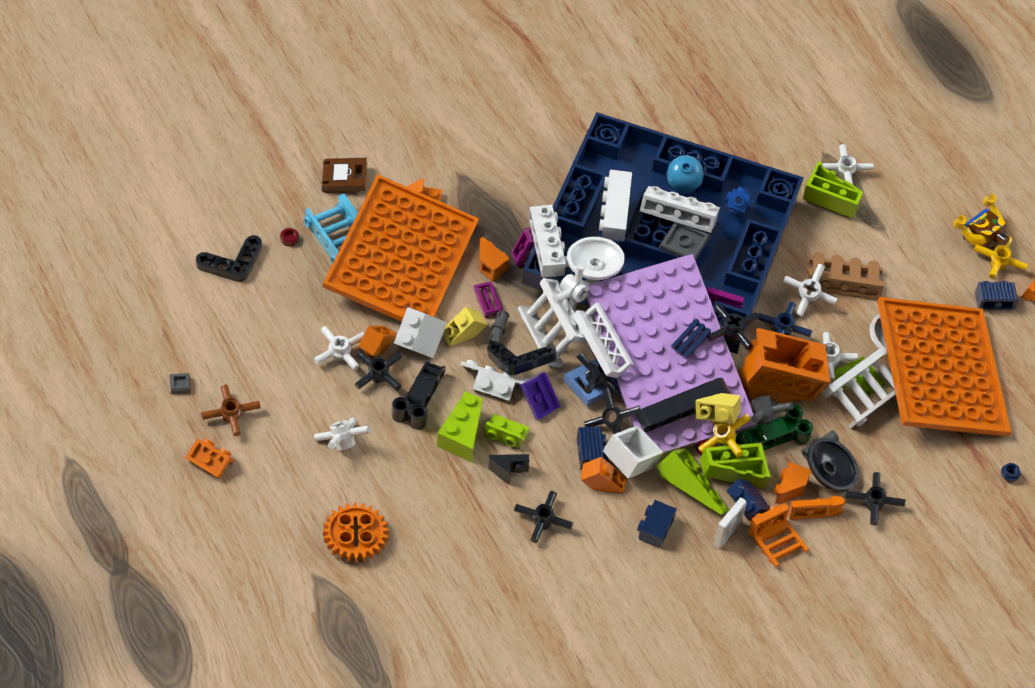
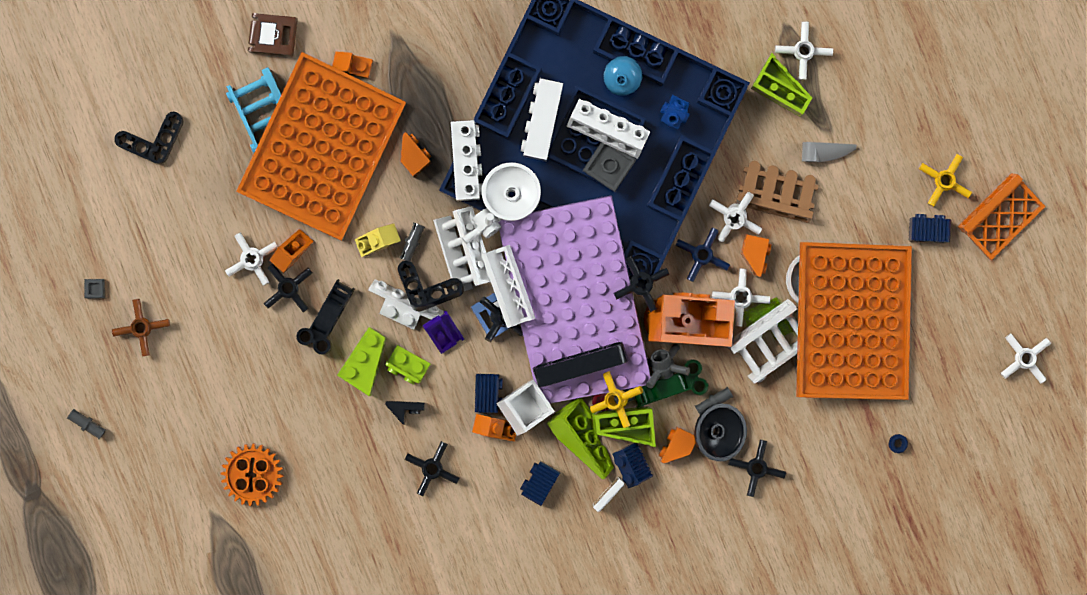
camera: 15 degrees right, 35 degrees up
(177, 497) = (86, 424): none -> dark grey pin
(209, 458) = (119, 380): orange bracket -> none
(289, 237) = (211, 111): dark red tile -> none
(342, 434) = (245, 366): white bar -> none
(420, 332) = (330, 250): white slope -> none
(492, 311) = (402, 186): magenta tile -> none
(523, 247) = (447, 140): magenta tile -> none
(604, 419) = (512, 361): black bar -> none
(701, 327) = (584, 305): dark blue tile -> none
(719, 408) = (613, 379): light yellow slope -> none
(724, 297) = (641, 234): magenta tile -> none
(771, 524) = (641, 495): orange plate -> none
(816, 508) = (698, 474): orange hinge -> none
(834, 321) = (754, 253): none -> orange slope
(876, 240) = (825, 151): none -> light grey piece
(986, 227) = (936, 144): torso -> none

